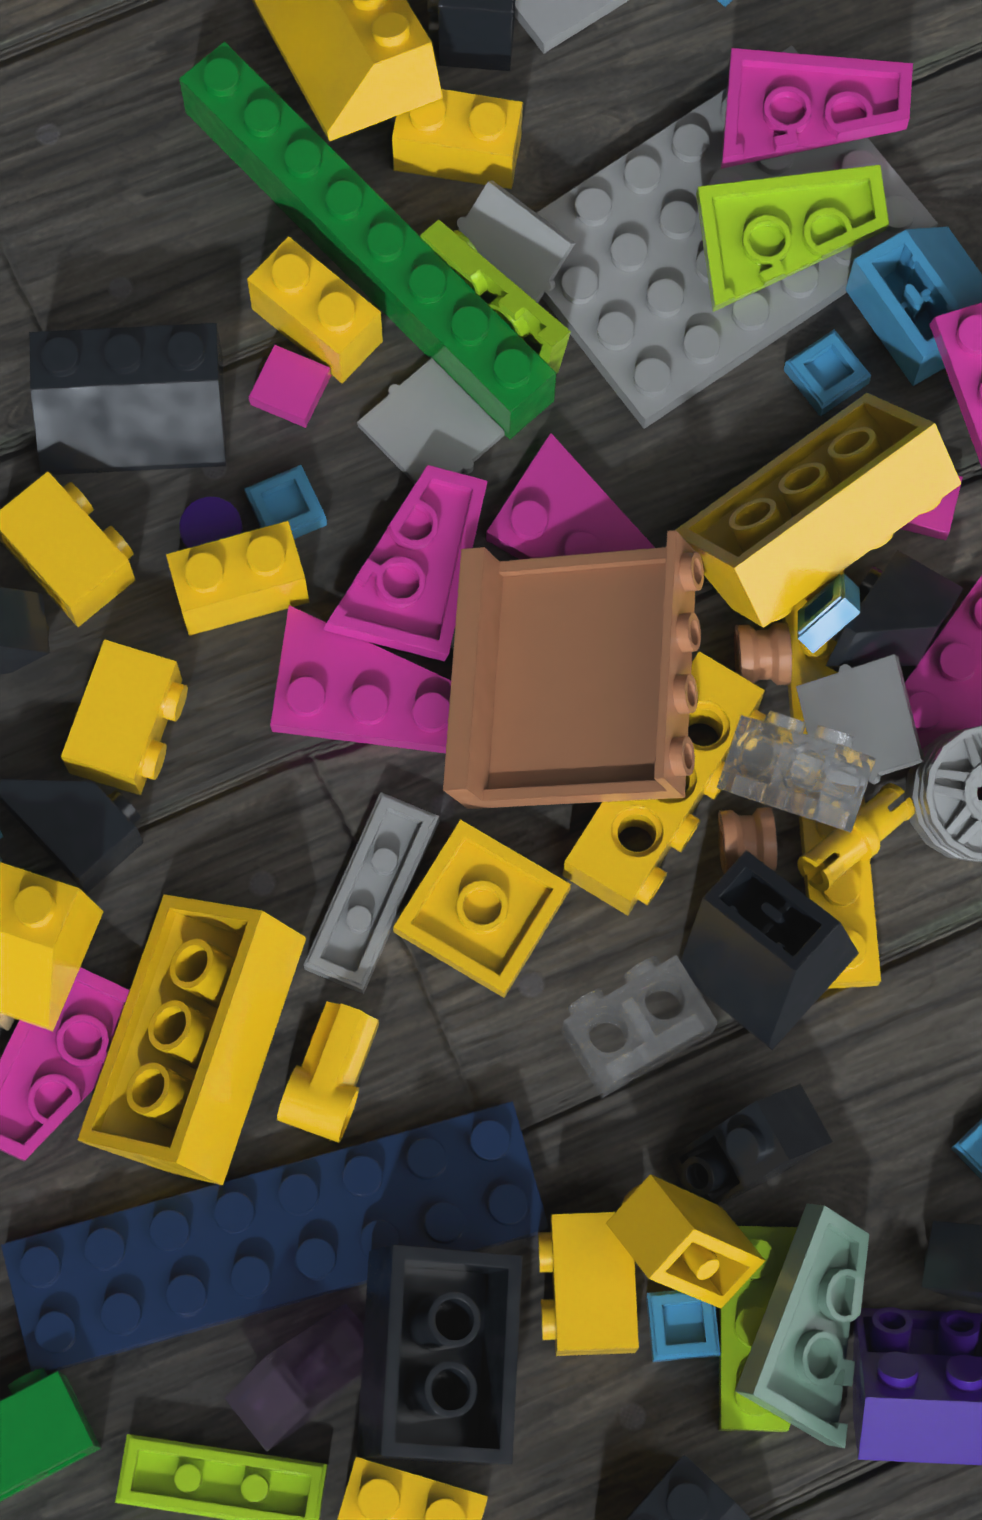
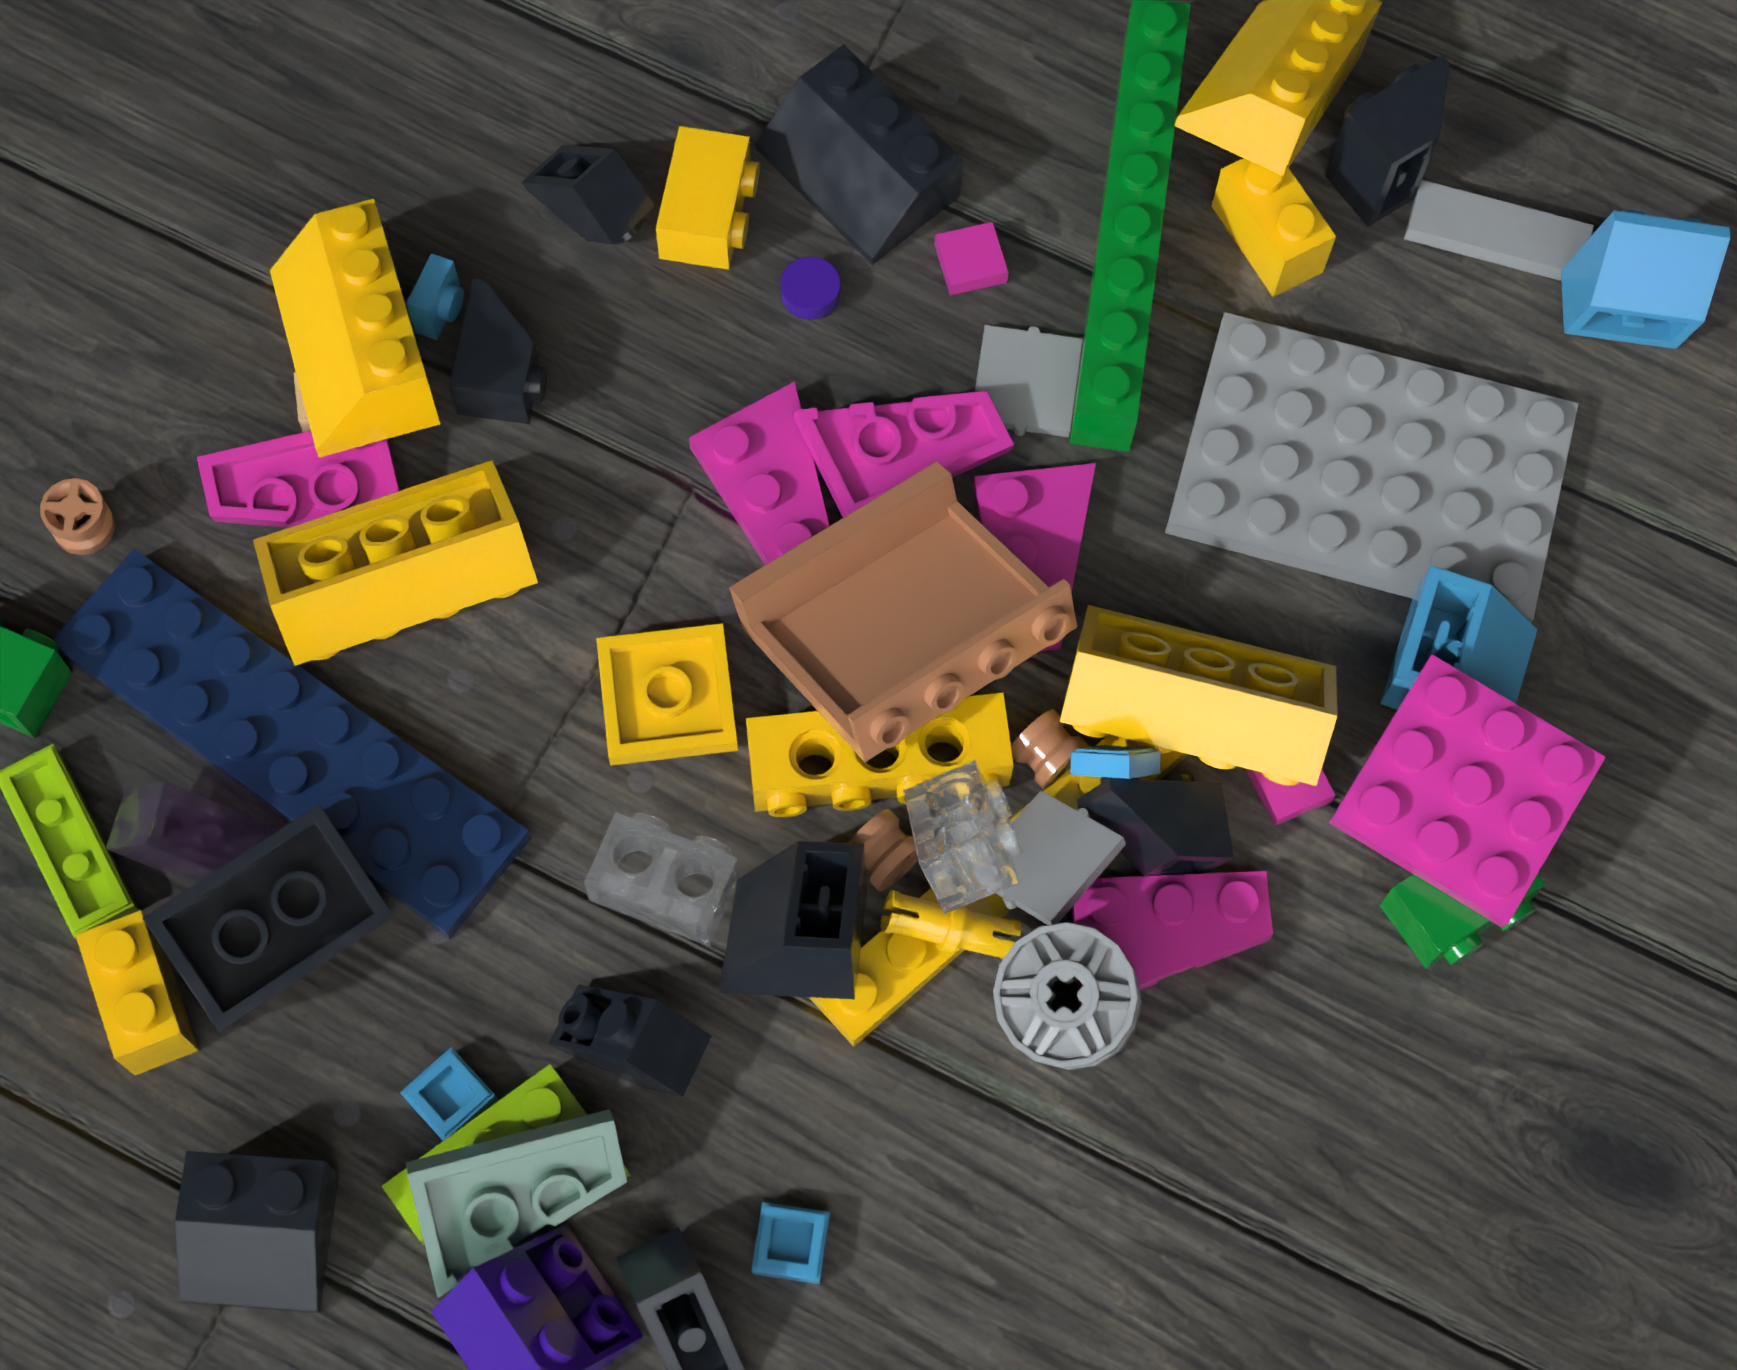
camera: 50 degrees right, 5 degrees down
(124, 718) = (608, 332): yellow brick -> none
(238, 578) = (782, 328): yellow brick -> none
(287, 499) = (873, 326): dark azure tile -> none
(315, 309) = (1042, 226): yellow brick -> none
(324, 1088) = (428, 684): yellow piece -> none
(371, 893) = (622, 604): light grey tile -> none
(511, 303) = (1164, 341): lime wing -> none
(516, 240) = (1210, 323): light grey piece -> none
(592, 1287) = (423, 995): yellow brick -> none
(684, 1241) = (500, 1033): yellow brick -> none
(783, 225) = (1415, 498): lime wing -> none
(809, 102) = (1535, 441): dark pink wing -> none
(827, 372) = (1332, 631): dark azure tile -> none

